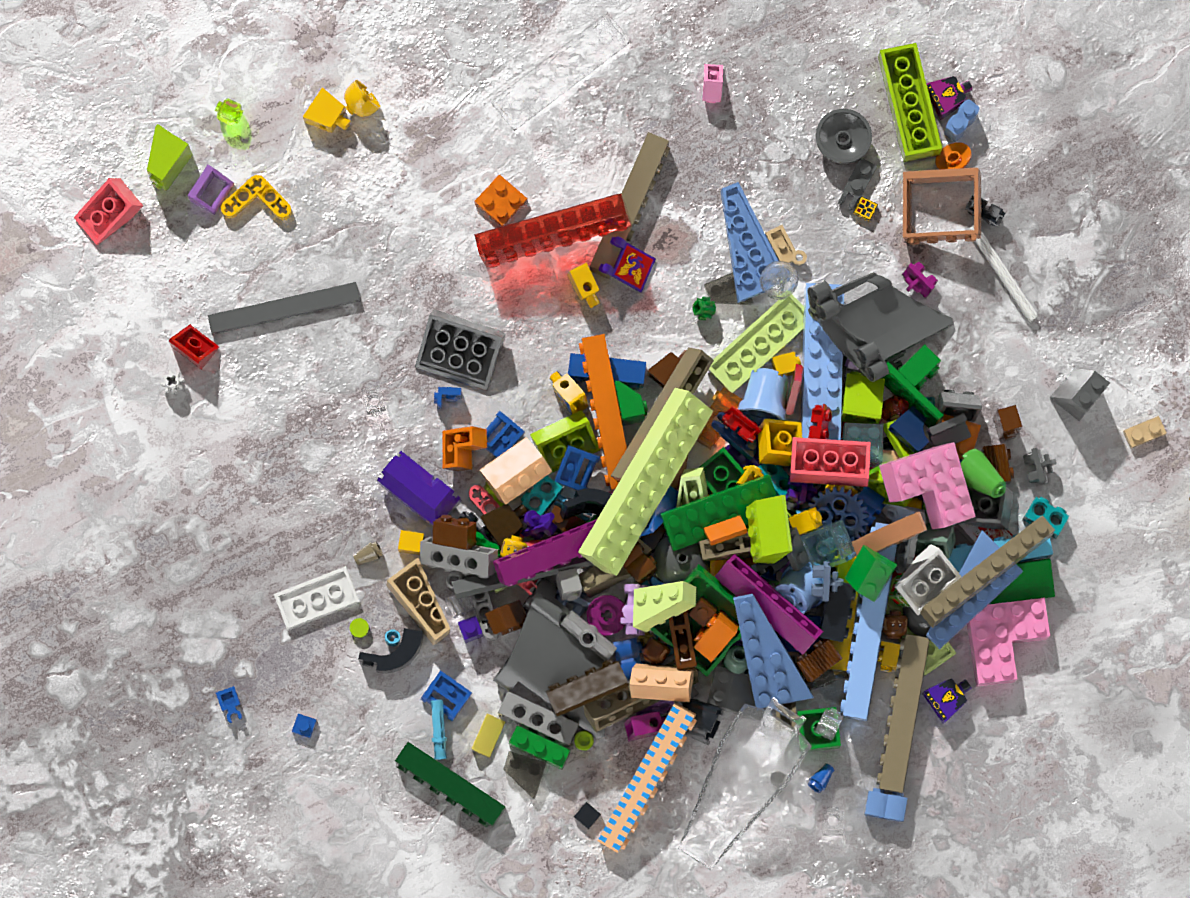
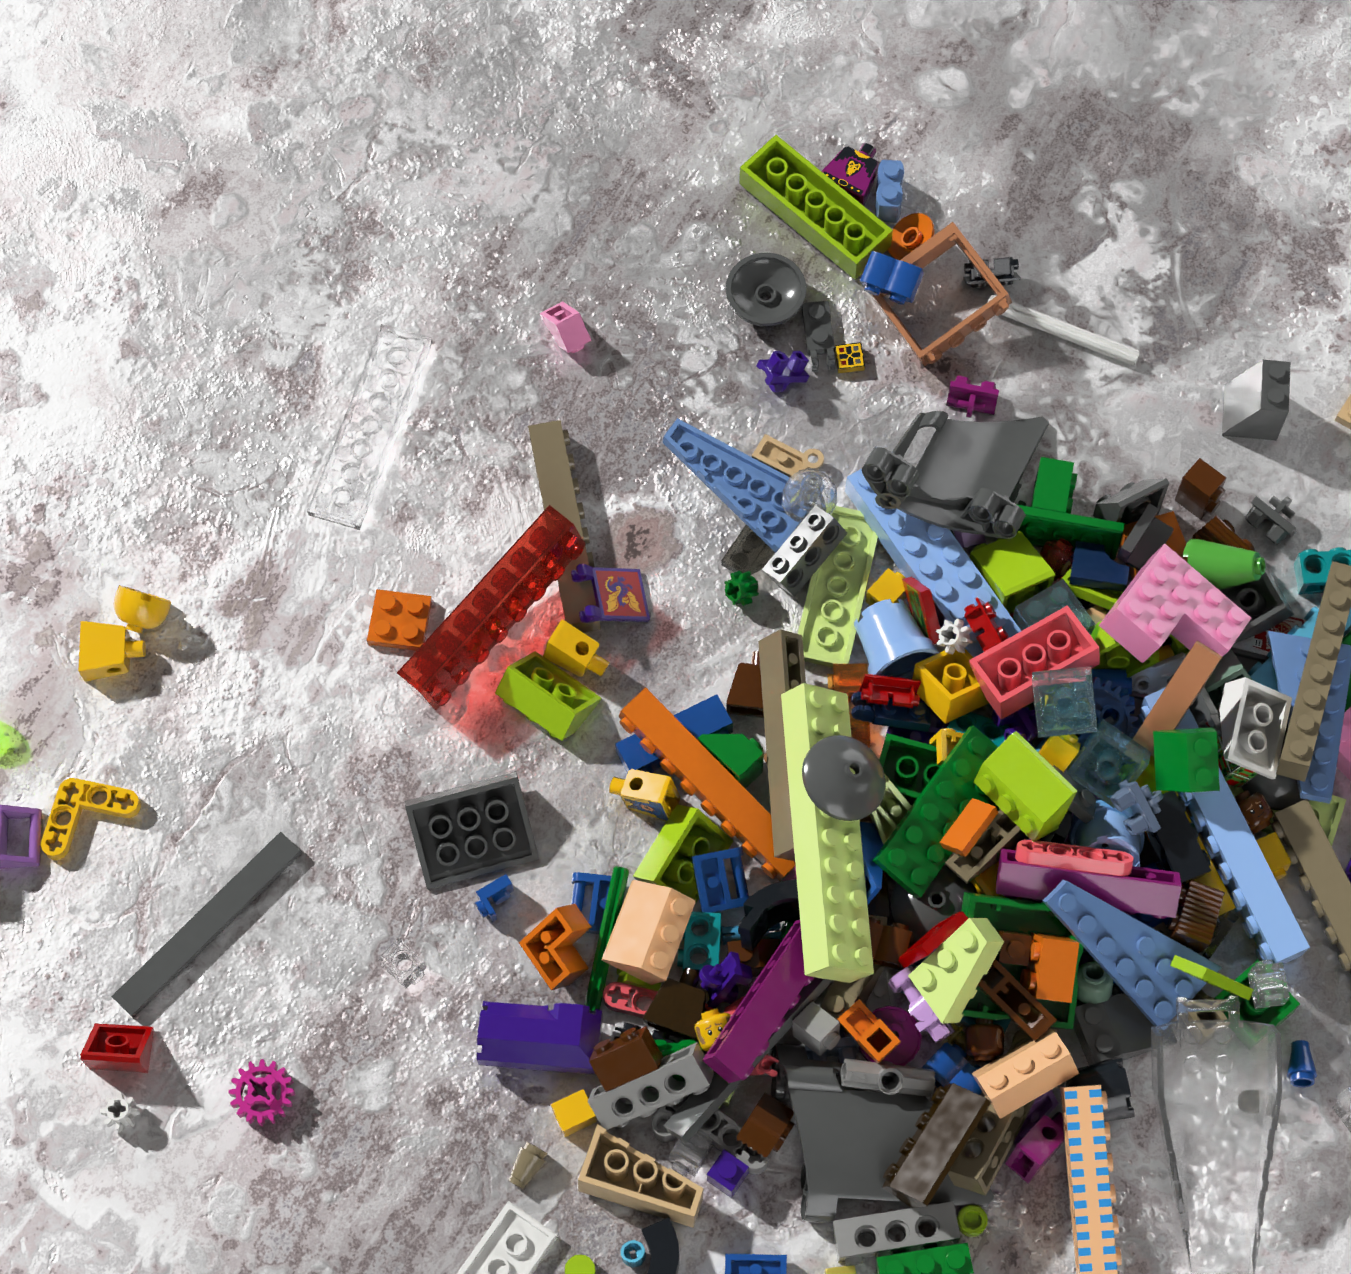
camera: 30 degrees left, 10 degrees down
(260, 421) = (253, 1100): none -> dark pink gear
(506, 444) = (611, 912): none -> green axle
(553, 299) = (547, 695): none -> lime slope
(595, 606) = (868, 1031): none -> orange brick
(661, 578) = (932, 939): none -> red tile
(662, 461) = (835, 787): none -> dark grey dish
(753, 310) = (805, 550): none -> dark grey brick
(783, 598) = (1074, 857): none -> coral beam
(798, 417) = (946, 636): none -> white gear
(798, 699) = (1212, 977): none -> lime tile
(818, 192) = (784, 370): none -> dark purple hips
(825, 496) = (1064, 701): none -> clear light blue brick
(919, 178) = (891, 277): none -> blue brick

